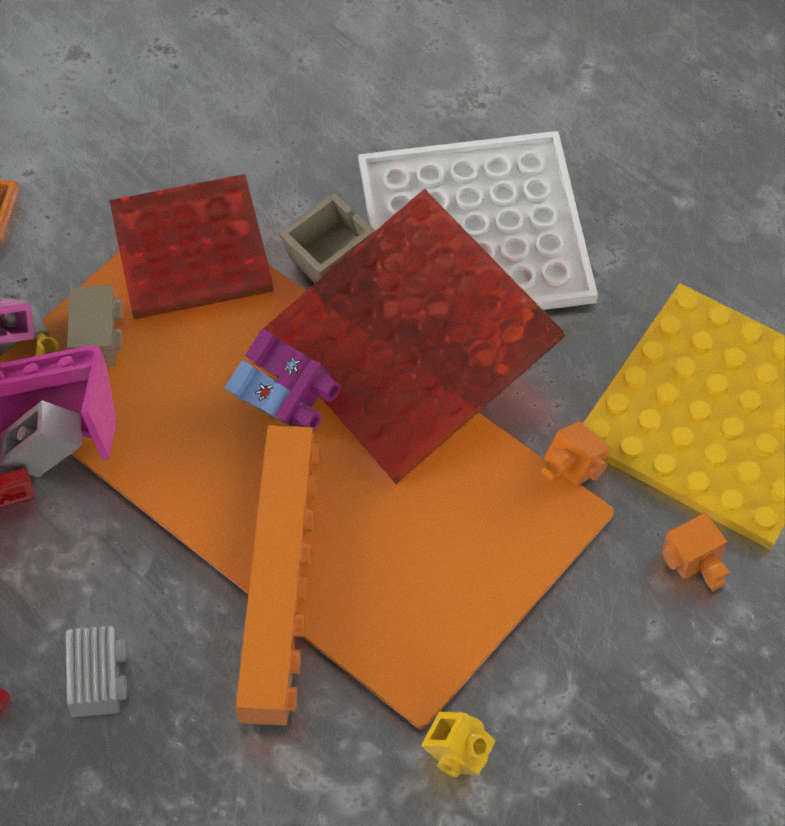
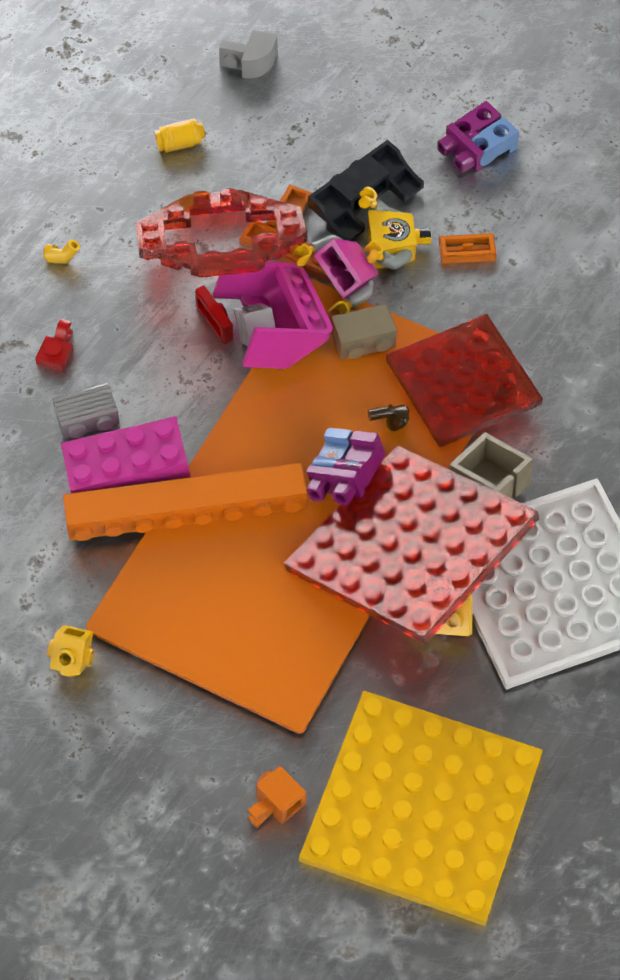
camera: 75 degrees right, 0 degrees up
(196, 631) = (126, 457): none -> dark pink brick
(221, 324) = (396, 417): none -> dark brown plate
(576, 455) = (341, 690): orange brick -> none

